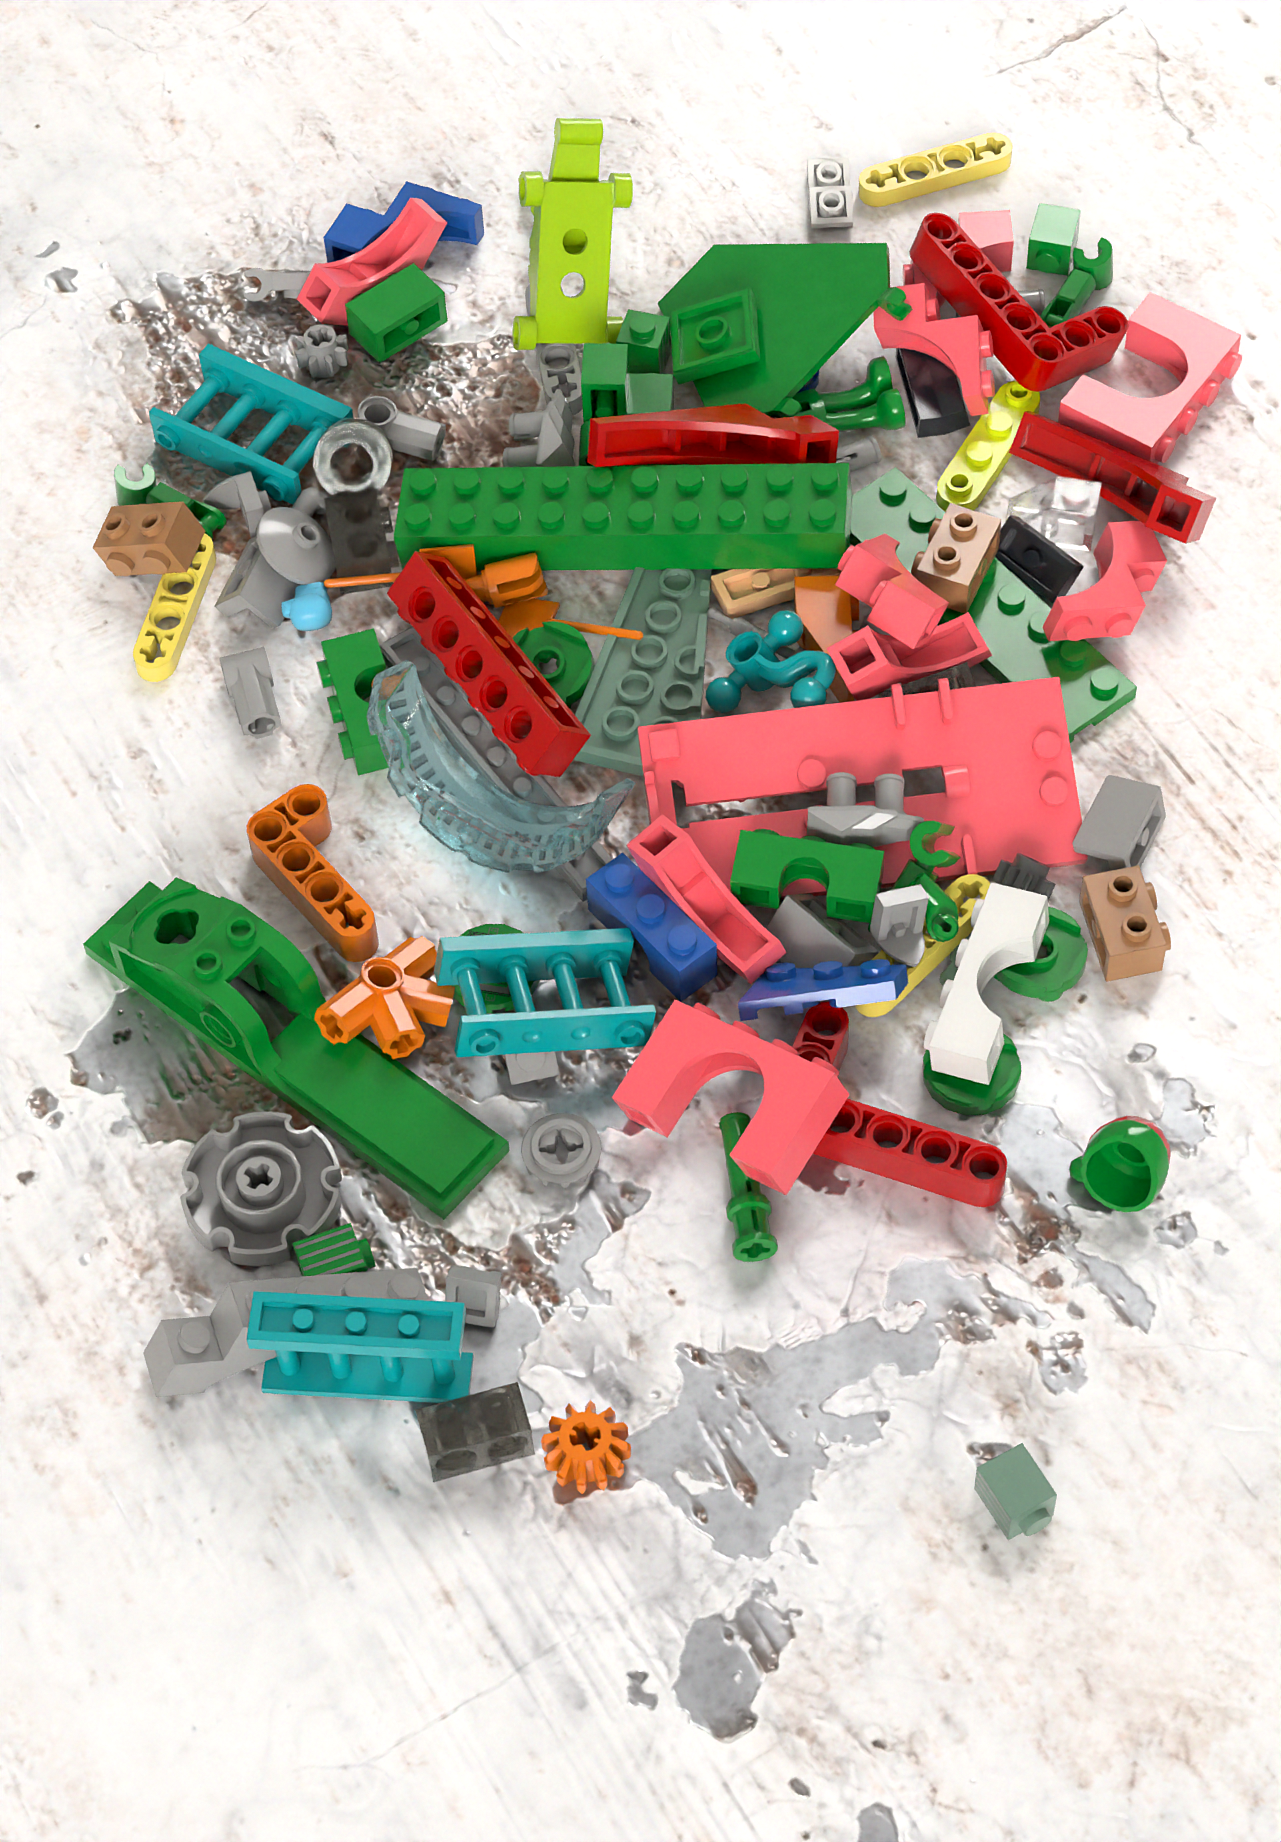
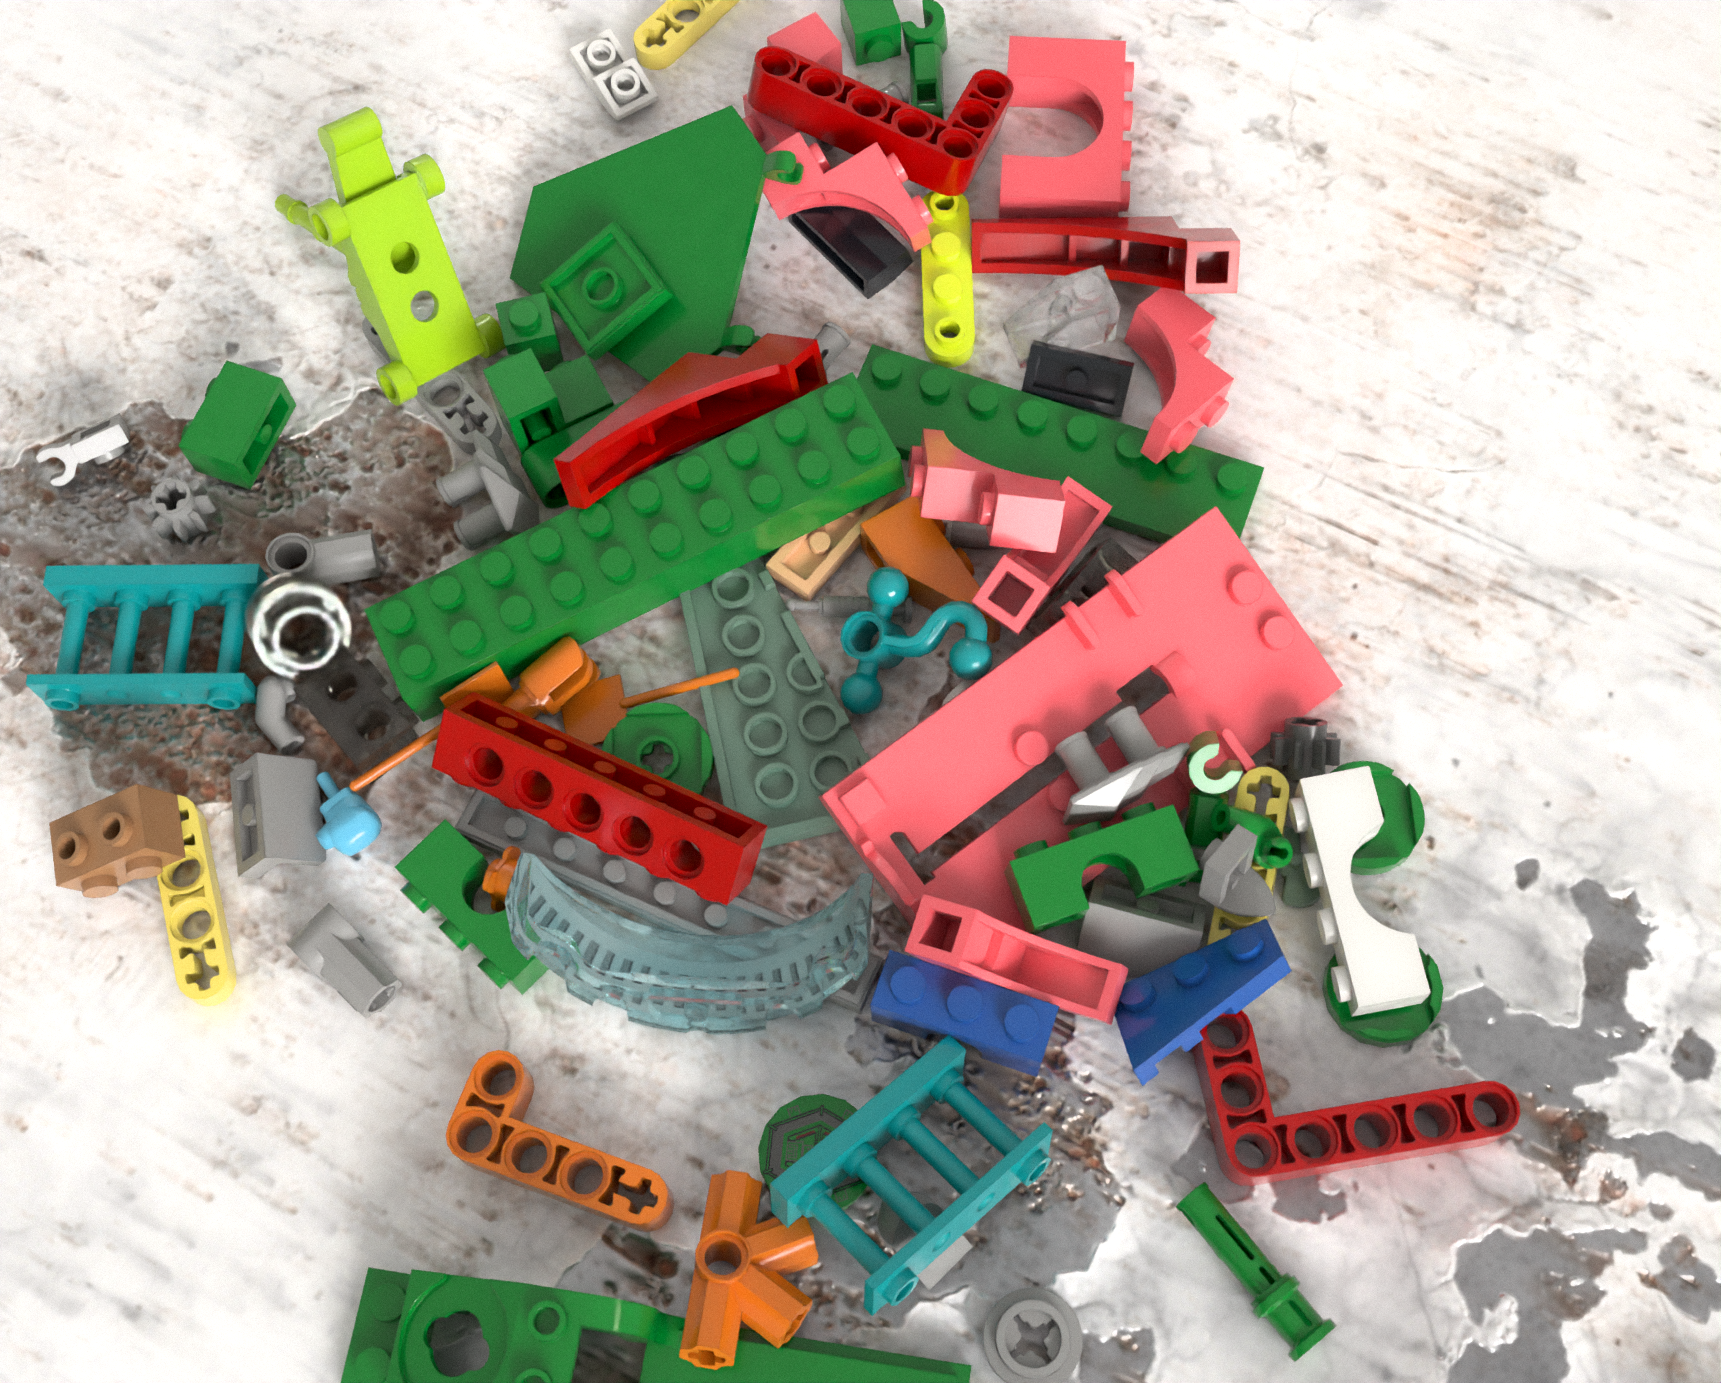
camera: 30 degrees left, 10 degrees up
(148, 492) = (104, 777): green piece -> none
(241, 493) = (190, 721): light grey plate -> none
(295, 545) = (292, 760): light grey dish -> none
(359, 227) = (192, 298): blue arch -> none
(402, 244) = (198, 350): coral arch -> none
(697, 1046) = (1273, 1149): coral arch -> none
(876, 396) = (801, 267): green piece -> none
(958, 555) = (1012, 416): medium nougat brick -> none
(1121, 822) = (1354, 632): light grey panel -> none
(1124, 923) = (1427, 740): medium nougat brick -> none
(1124, 1163) = (1613, 1016): green piece -> none

